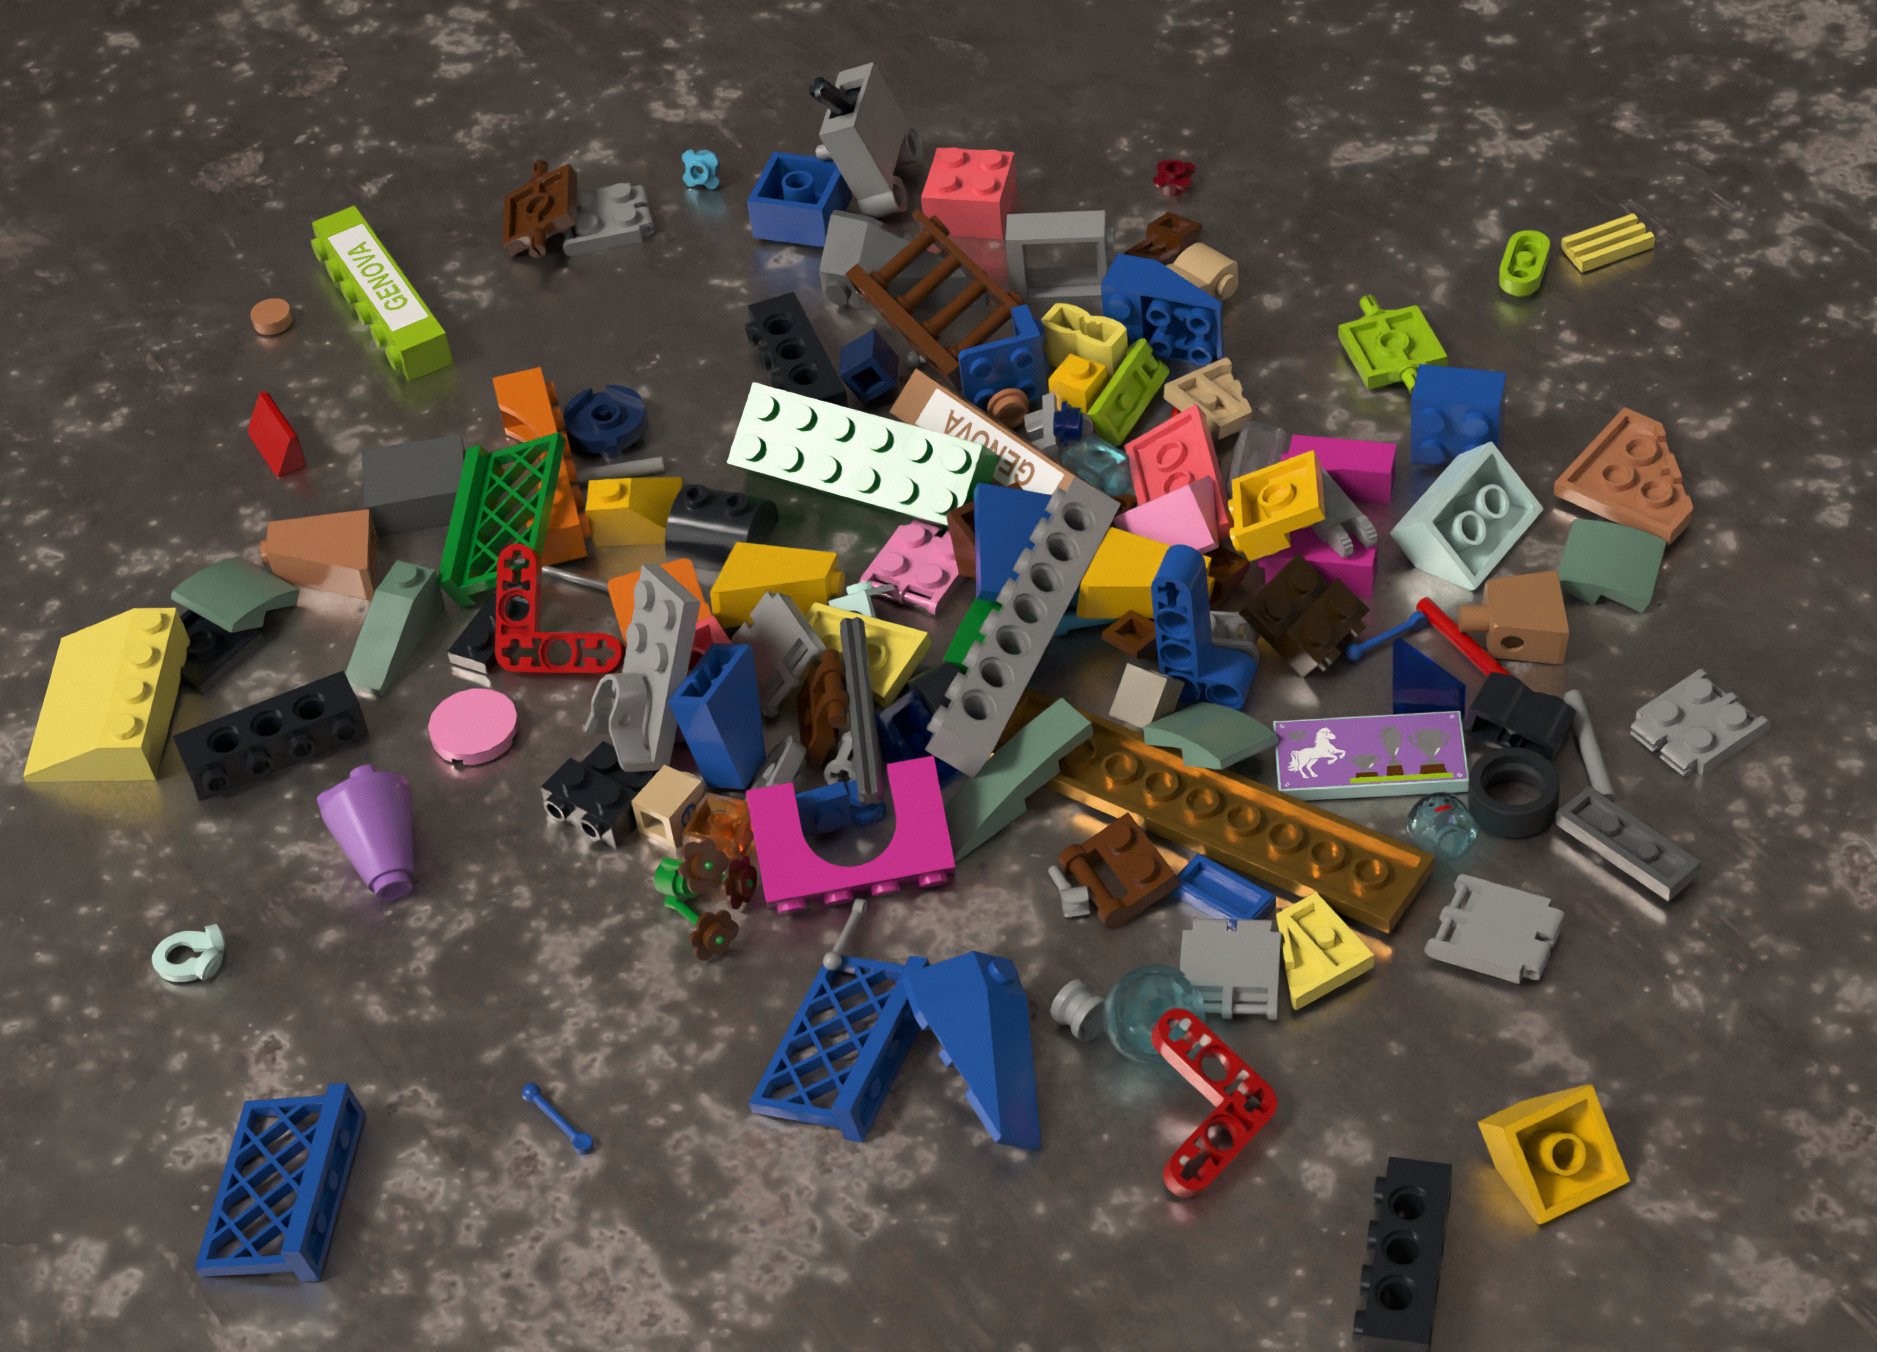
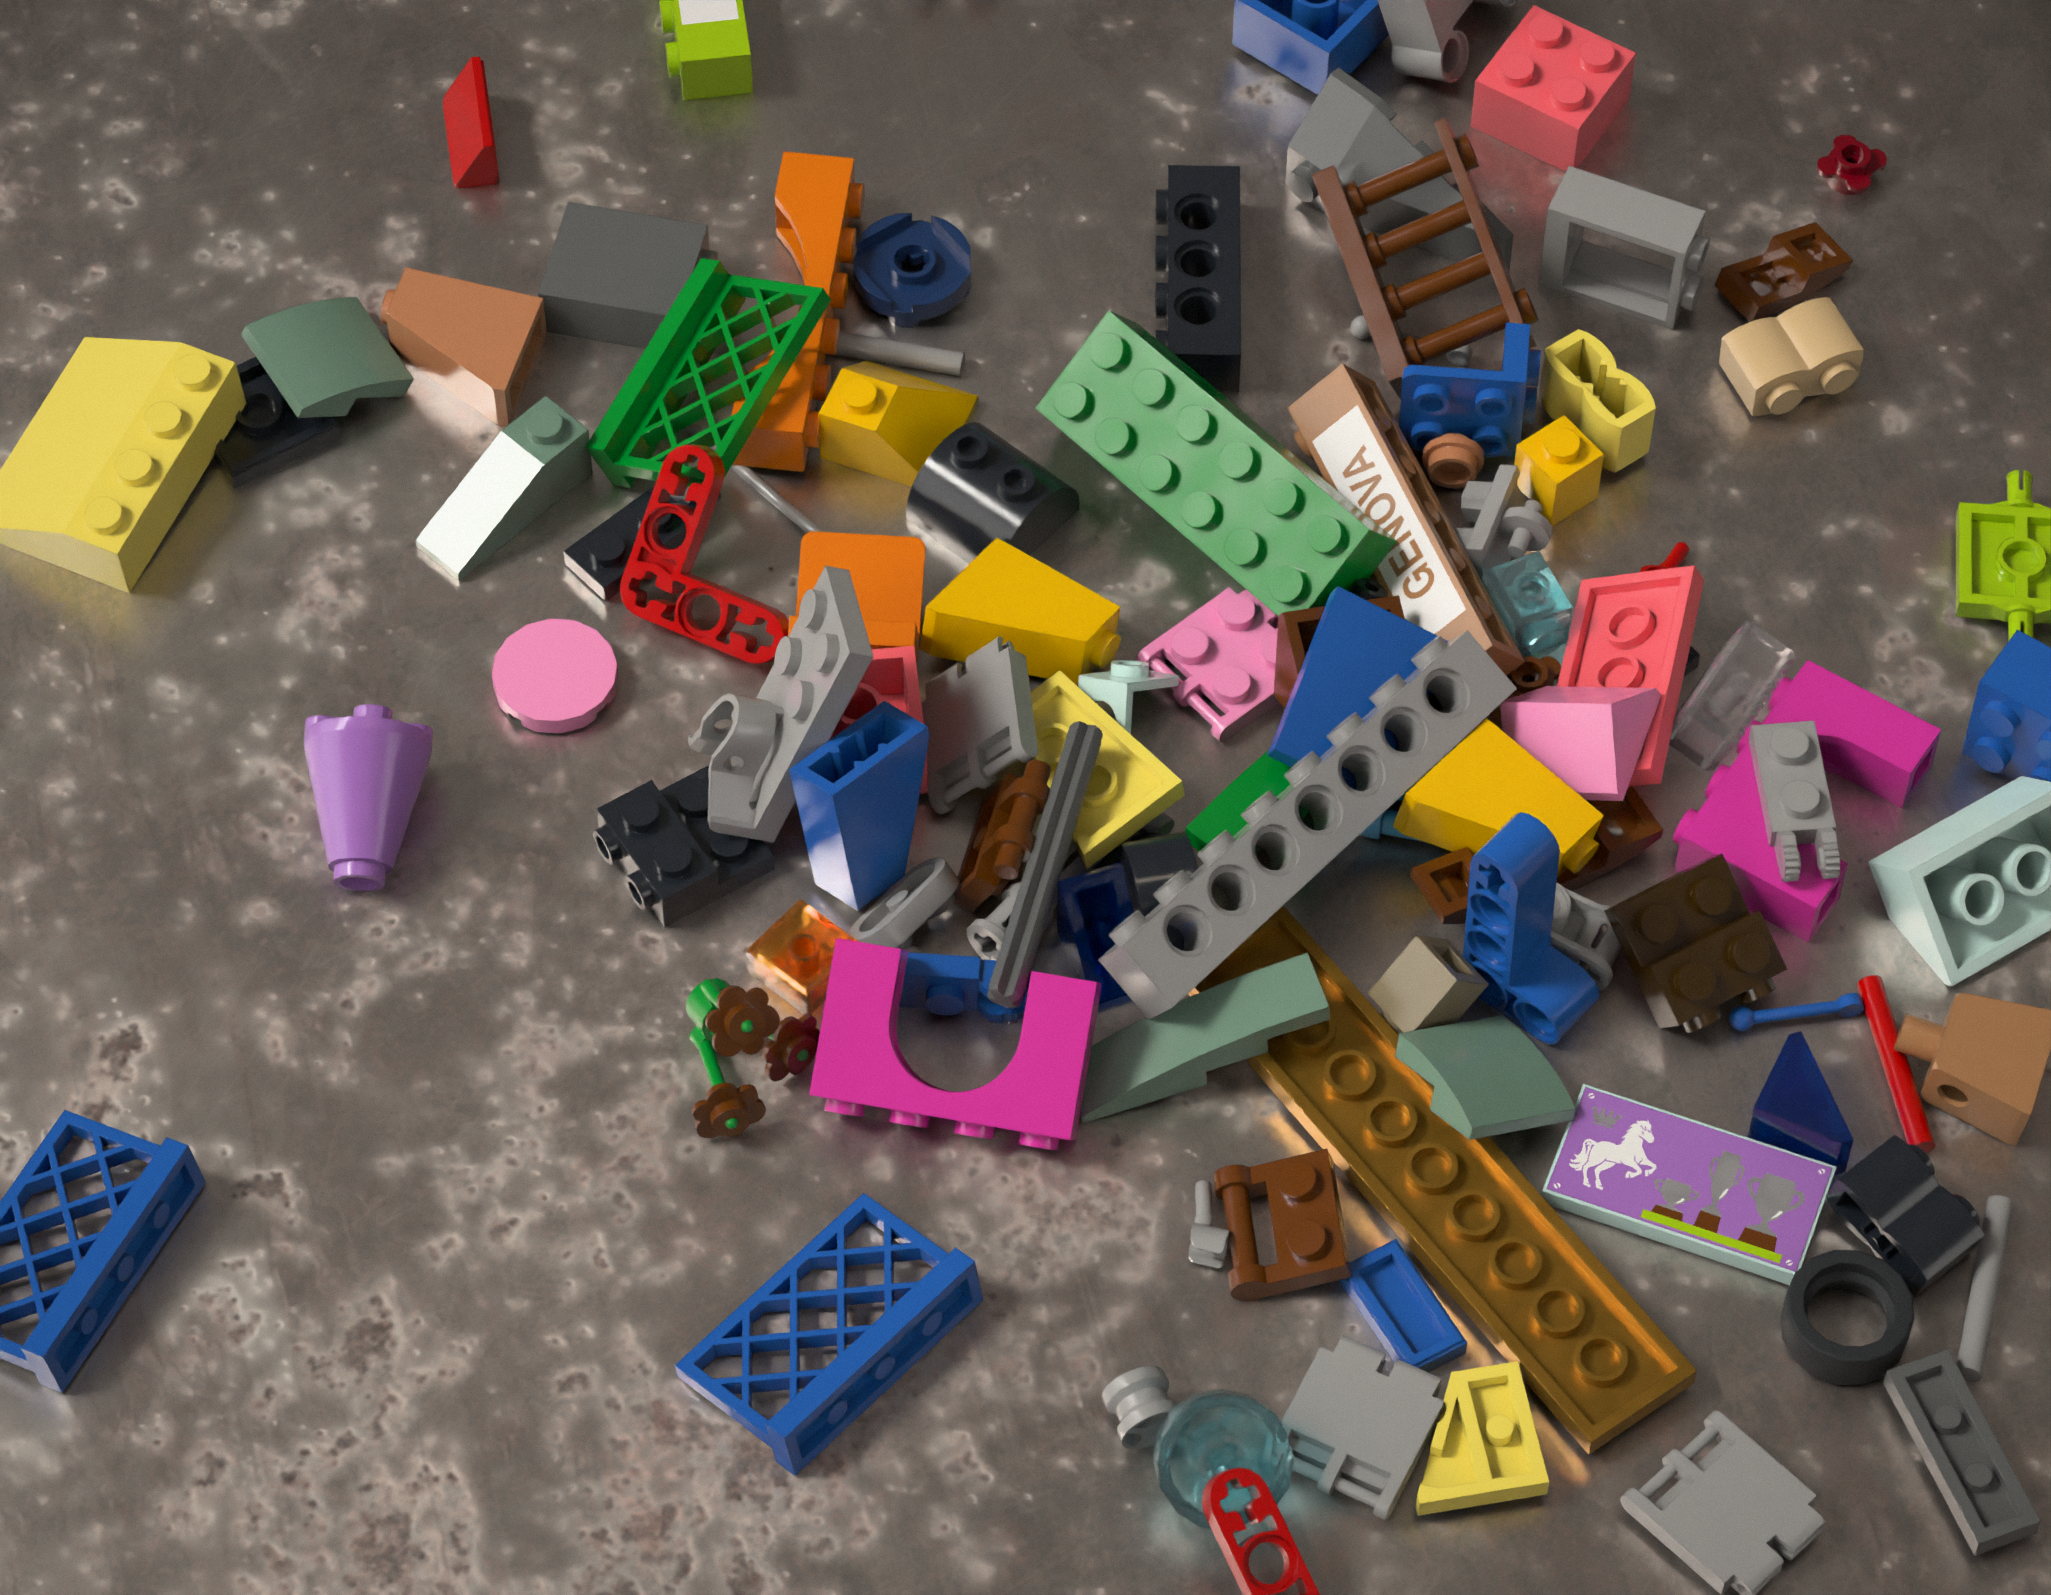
camera: 15 degrees right, 10 degrees up
(209, 942) = (74, 893): light aqua piece -> none
(271, 735) = (266, 575): black brick -> none
(582, 1142) = (451, 1334): blue hinge -> none
(667, 805) = (749, 895): tan brick -> none
(833, 959) = (862, 1207): light grey hinge -> none
(869, 366) = (1291, 324): dark blue brick -> none
(984, 1030) = (1000, 1385): blue wedge -> none
(1068, 424) = (1509, 529): clear blue plate -> none
(1128, 393) = (1622, 500): lime plate -> none
(1163, 309) = (1717, 394): blue slope -> none
(1215, 394) = (1734, 550): tan wing -> none
(1274, 503) = (1722, 772): yellow plate -> none
(1442, 826) = (1727, 1332): clear light blue head -> none

